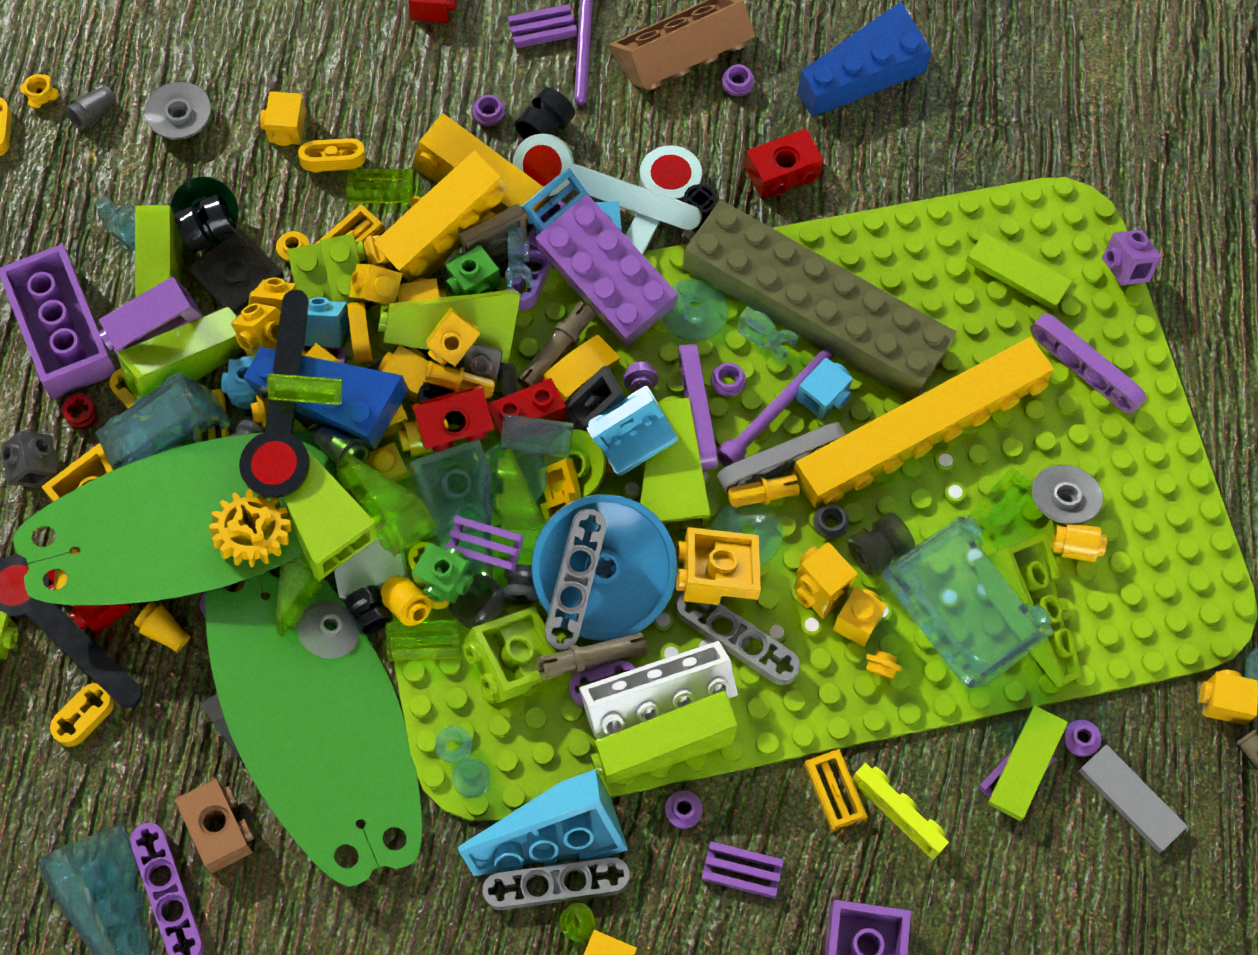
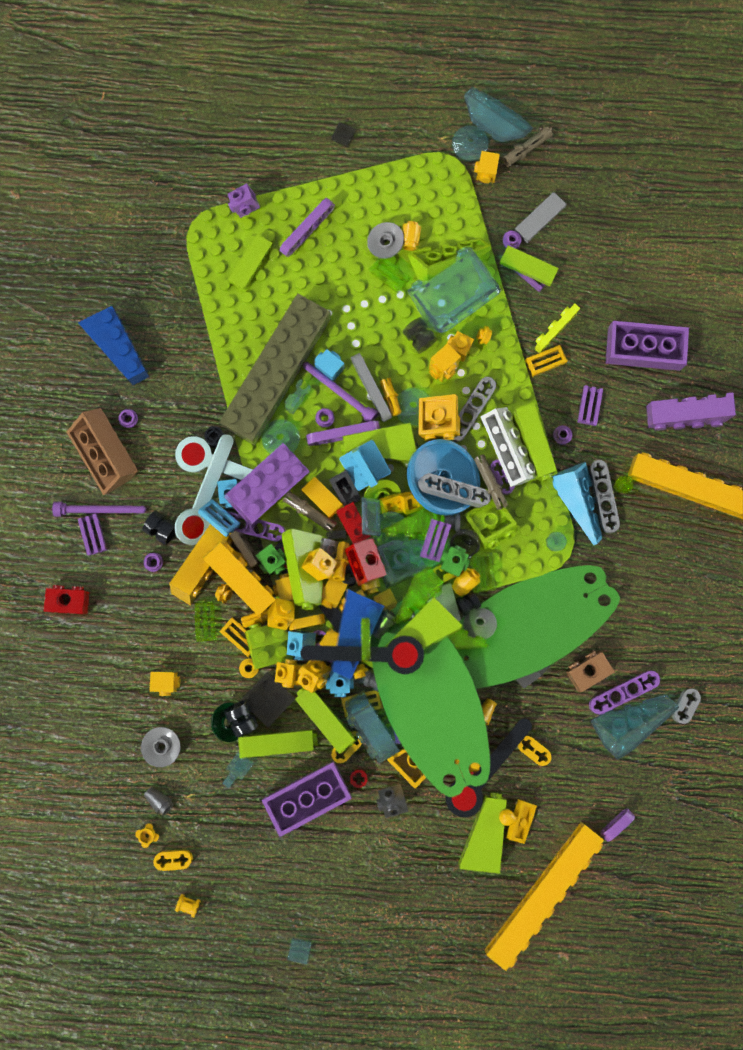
camera: 90 degrees left, 15 degrees up
(149, 315) = (314, 738): medium lavender window -> none
(239, 538) = (443, 673): yellow gear -> none
(331, 155) = (187, 651): yellow plate -> none
(453, 733) = (539, 545): clear light blue plate -> none
(518, 254) = (256, 534): clear light blue plate -> none
(640, 375) = (327, 464): medium lavender plate -> none
(794, 150) = (180, 380): red brick -> none
(831, 512) = (408, 357): dark grey plate -> none
(922, 423) = (346, 312): yellow brick -> none

